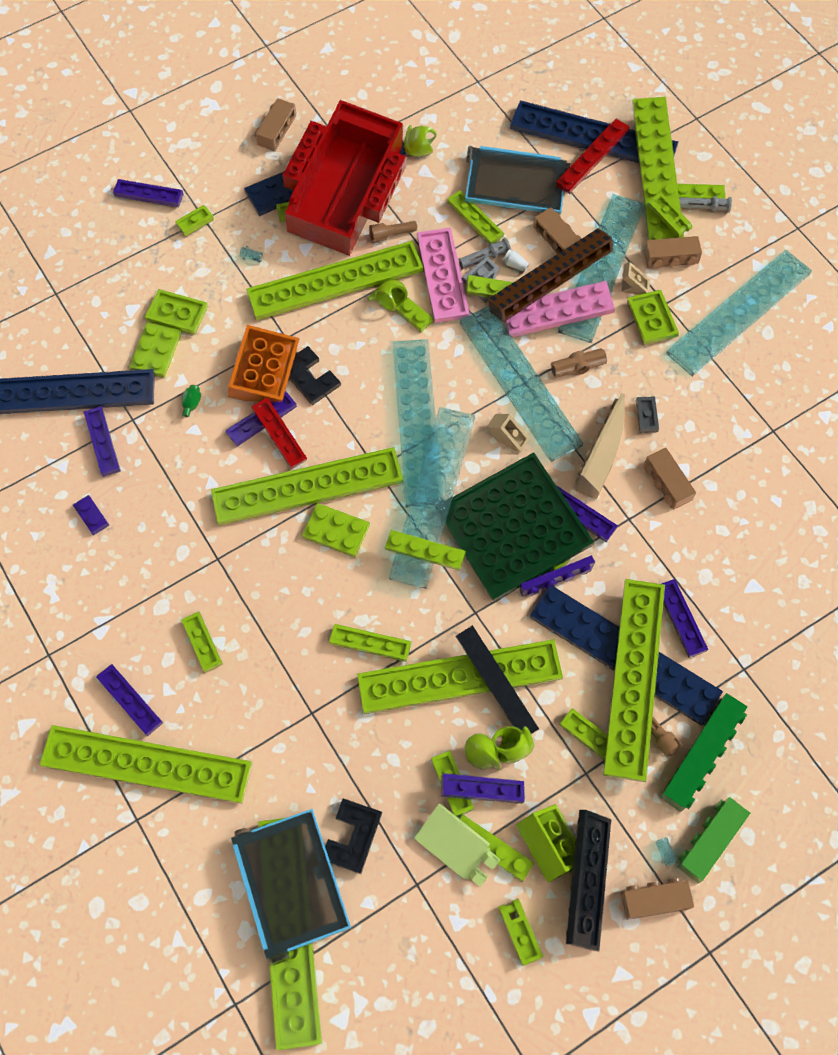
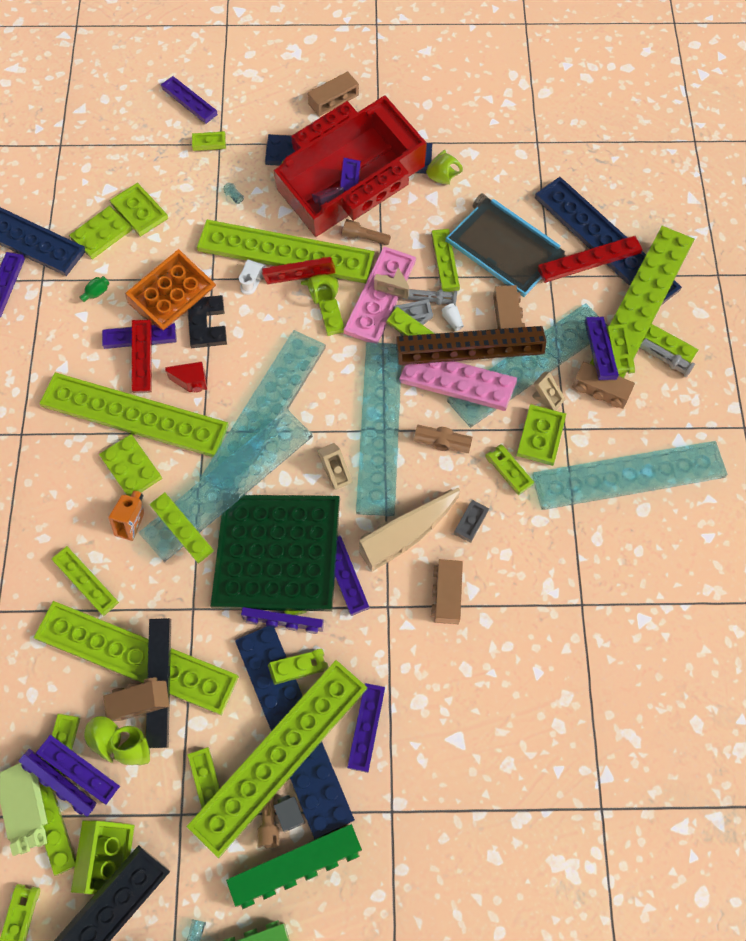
camera: 30 degrees right, 0 degrees up
(321, 317) = (250, 277): none -> white piece
(331, 428) = (188, 376): none -> red slope
(345, 212) = (327, 195): none -> brick
(351, 186) = (349, 173): none -> dark purple plate
(362, 289) = (298, 270): none -> red plate
(369, 569) = (127, 515): none -> orange torso
(454, 259) = (395, 286): none -> tan slope
(484, 809) = (51, 777): none -> dark purple plate
(491, 704) = (136, 699): none -> medium nougat brick
(596, 604) = (297, 666): none -> lime plate
(647, 357) = (510, 469): none -> lime plate
(654, 222) = (601, 348): none -> dark purple plate
(671, 717) = (288, 813): none -> dark grey brick

